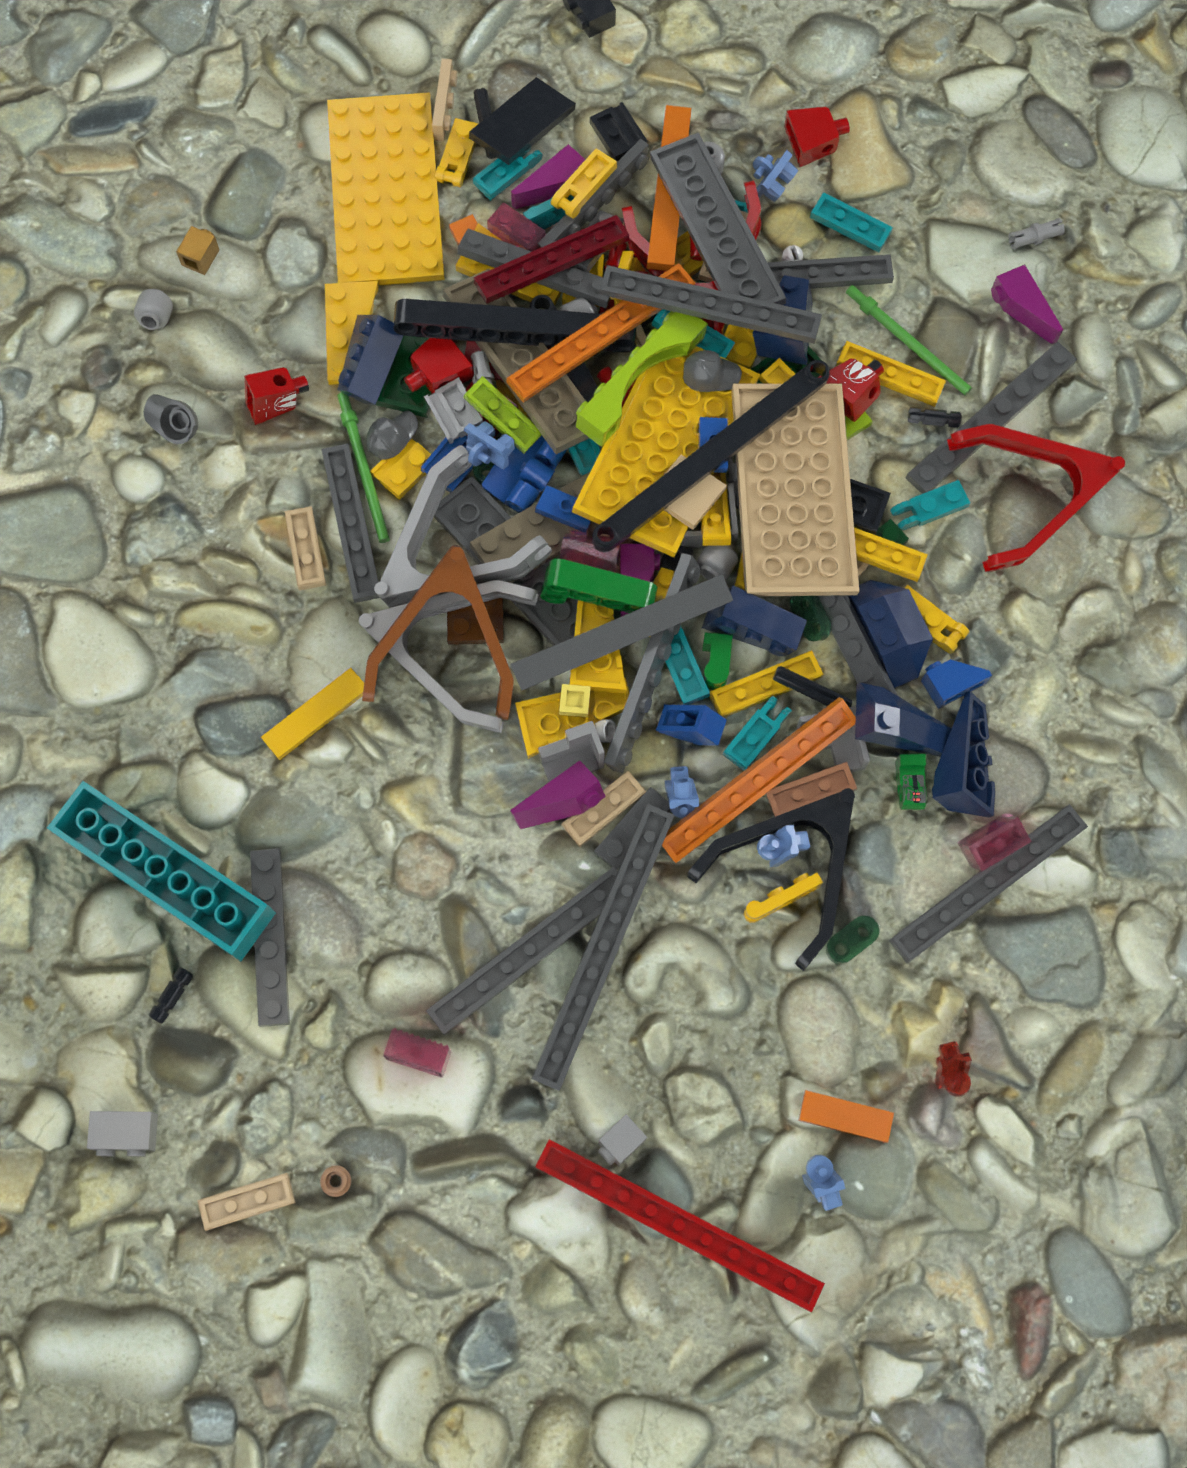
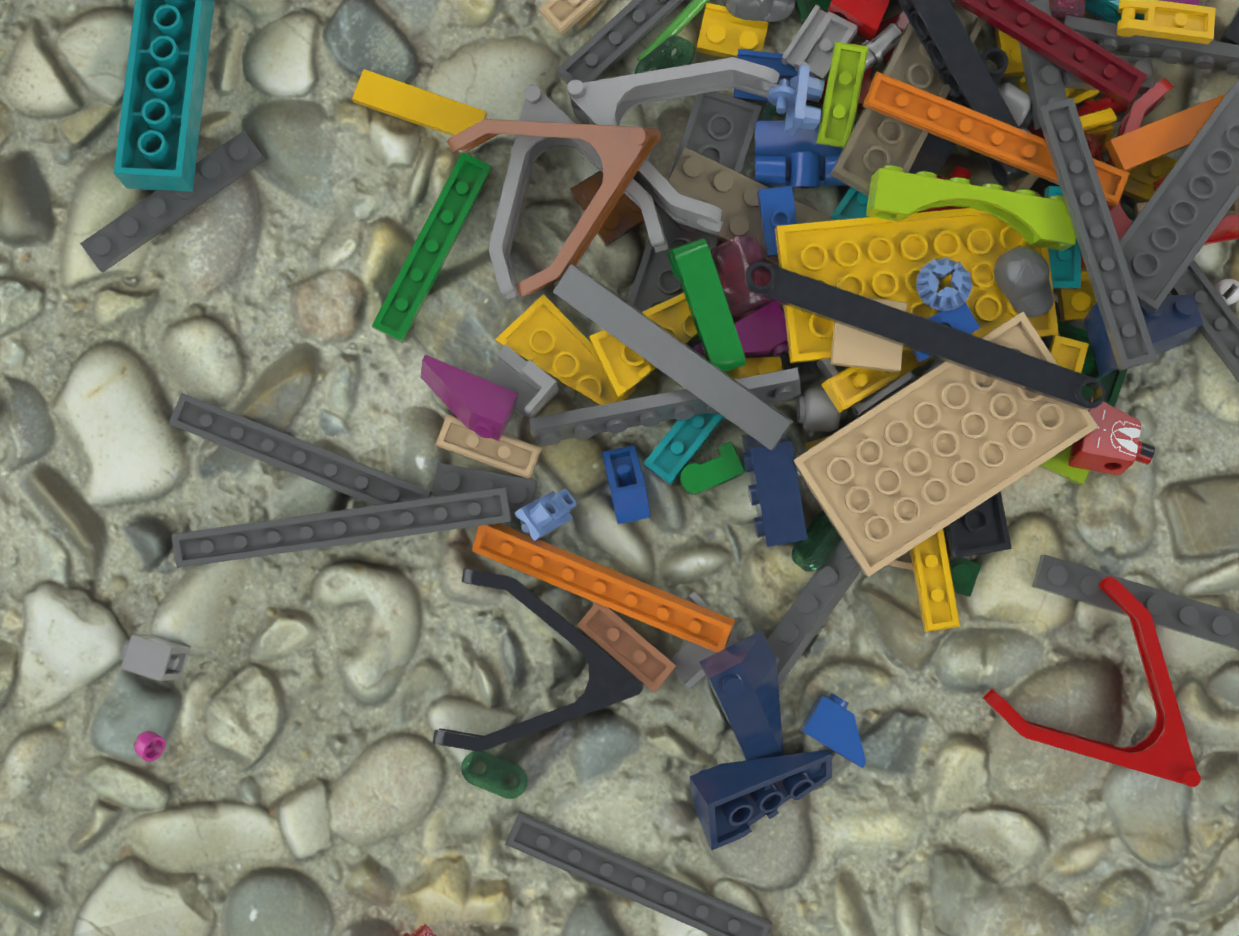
camera: 60 degrees right, 10 degrees up
(170, 995) = (64, 144): black axle -> none
(394, 517) = (661, 56): none -> clear green plate
(417, 1052) = (136, 409): clear pink brick -> none
(429, 764) = (432, 247): none -> green plate
(574, 700) = (577, 351): light yellow plate -> none
(605, 730) = (568, 399): white hinge -> none
(677, 433) = (948, 298): none -> medium blue gear
(680, 1225) = (112, 762): red plate -> none
(685, 1191) = (148, 752): none -> dark pink hinge
(755, 735) = (654, 556): teal hinge -> none
(761, 686) = (717, 536): yellow tile -> none
(781, 898) = (496, 678): yellow plate -> none
(782, 845) = (546, 648): medium blue hips -> none
(807, 687) = (737, 587): black axle -> none
(823, 1182) = (224, 881): medium blue hips -> none
(846, 1116) = (312, 865): orange tile -> none
(870, 307) = (1218, 407): bright green bar -> none
(893, 629) = (856, 634): dark blue wedge -> none
(898, 375) = (1155, 480): yellow tile -> none
(911, 781) = (697, 745): green leg -> none
(932, 505) = (1026, 601): teal hinge -> none
(934, 417) = (1130, 548): black axle -> none
(938, 621) = (891, 666): yellow plate -> none
(994, 841) = (680, 866): clear pink brick -> none

